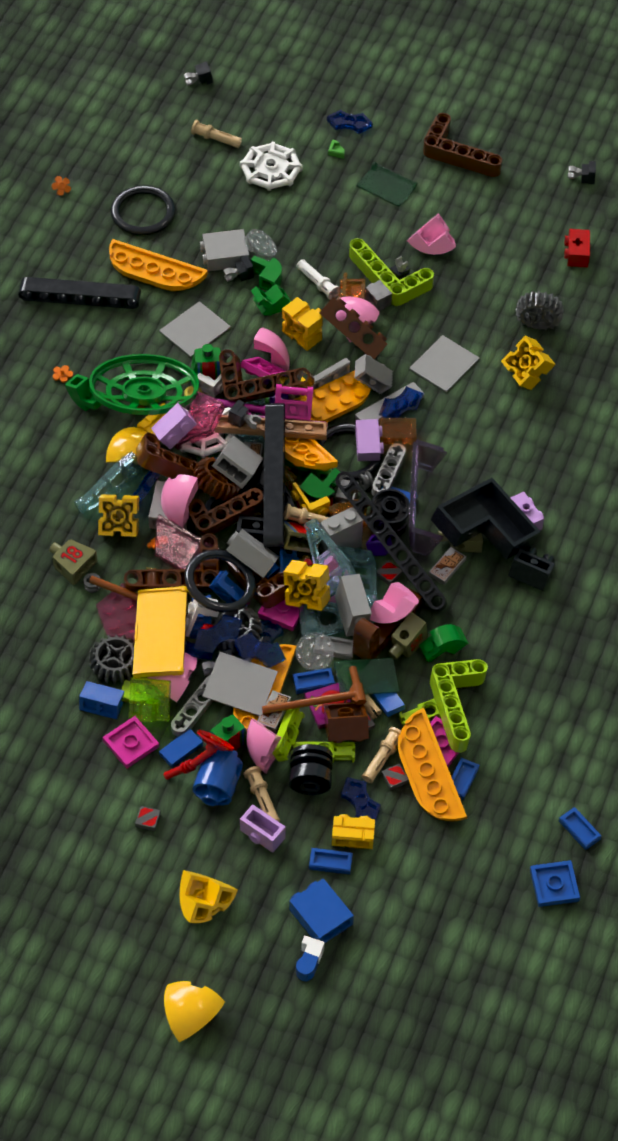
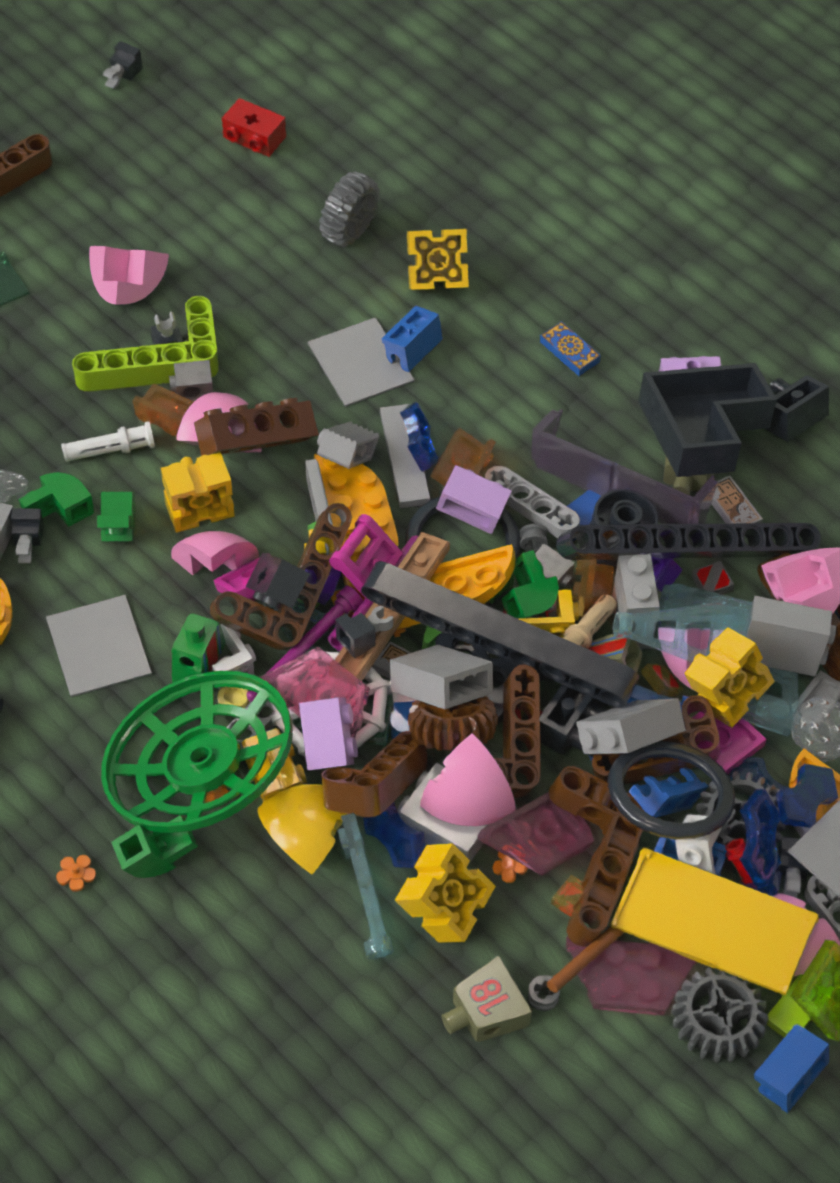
camera: 65 degrees left, 0 degrees up
(251, 369) = (276, 581): none -> black brick
(469, 376) = (413, 337): none -> blue hinge
(513, 452) = (570, 348): none -> tile

